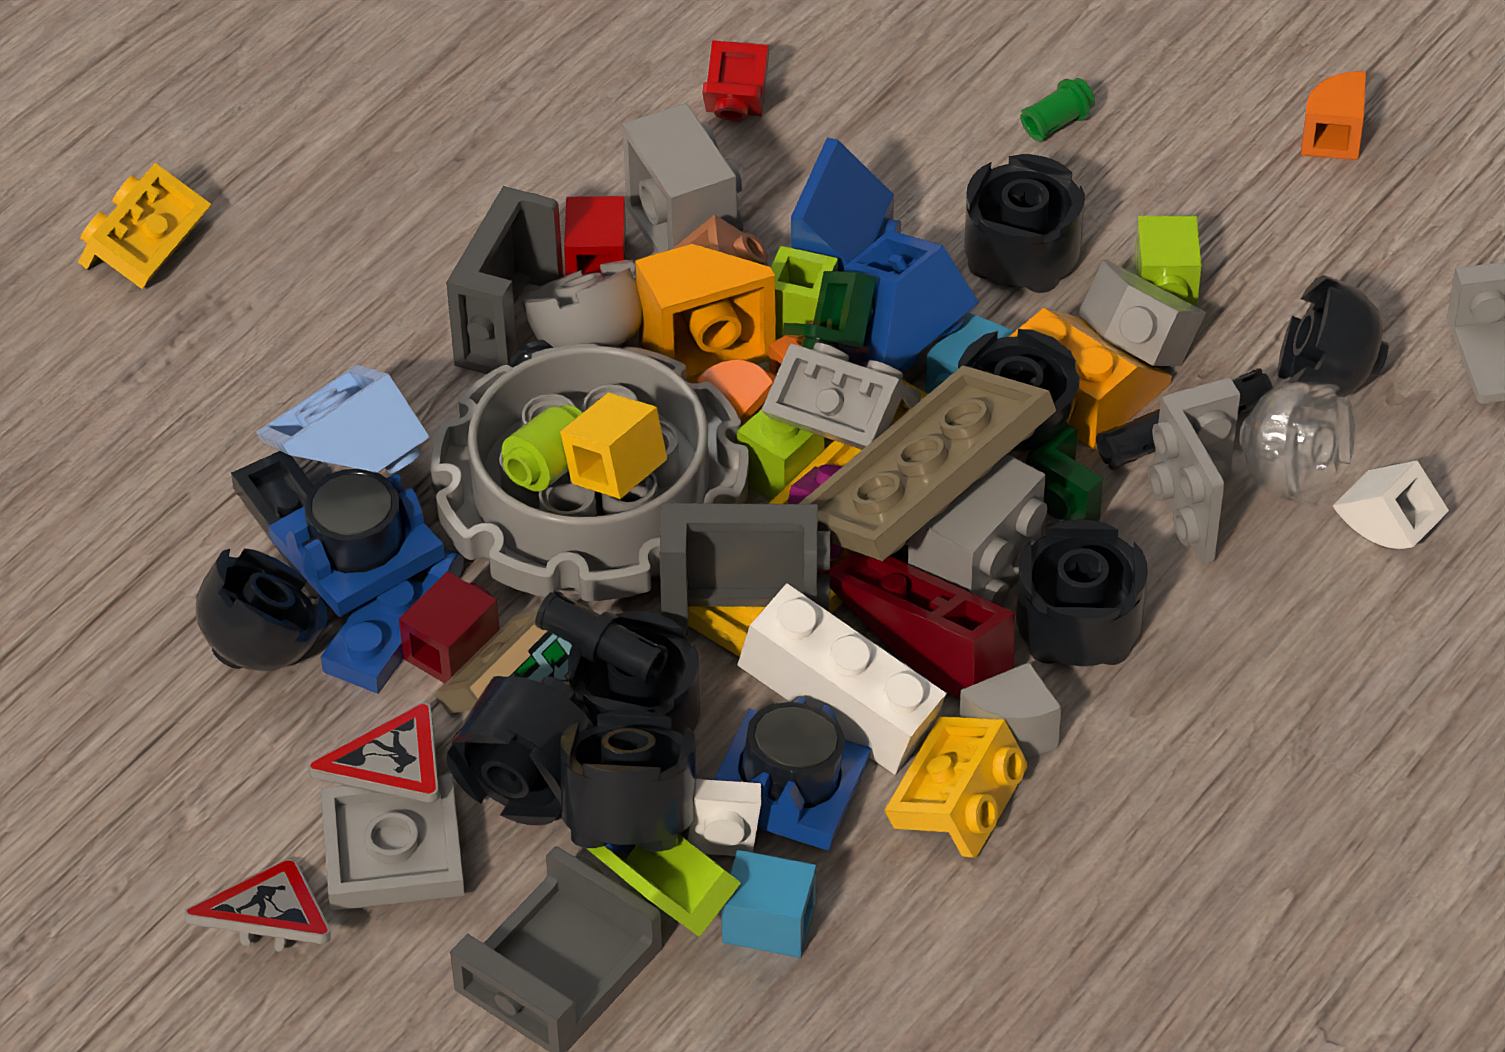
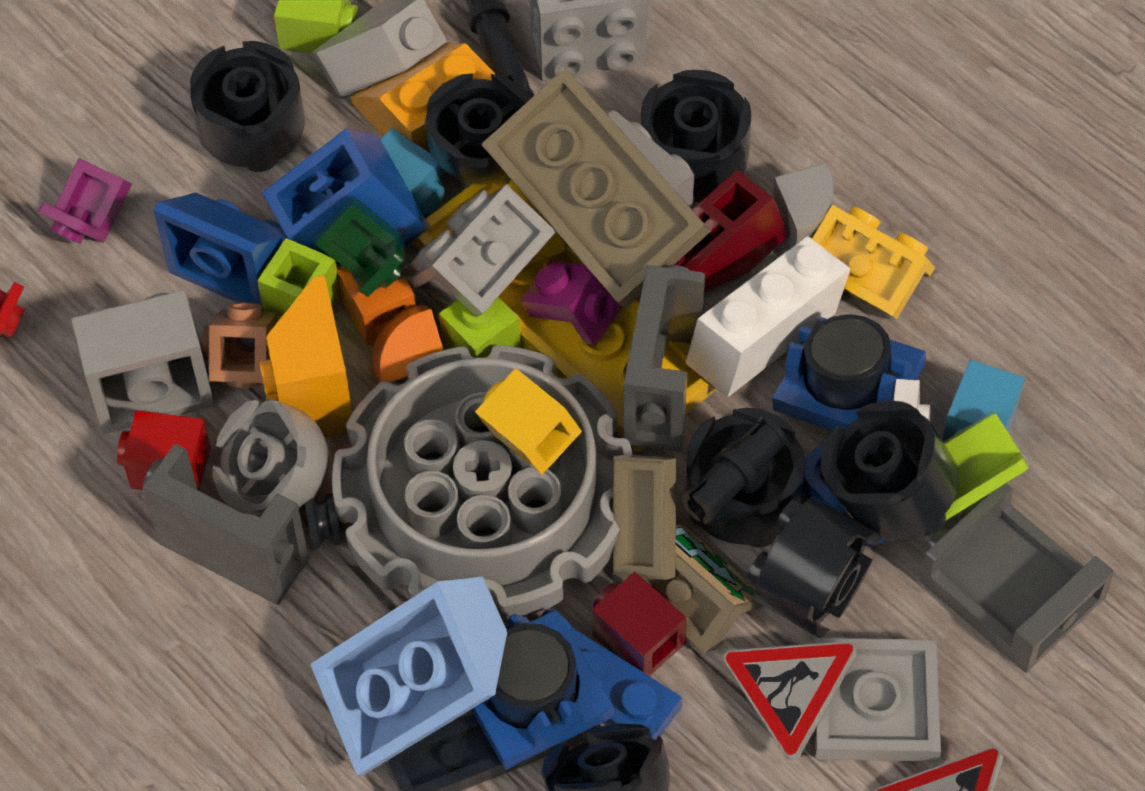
camera: 80 degrees left, 10 degrees up
(535, 452) = (506, 482): lime brick -> none
(570, 576) = (646, 516): none -> dark tan tile
(878, 135) = (87, 203): none -> magenta bracket
(1069, 102) = (87, 56): green pin -> none

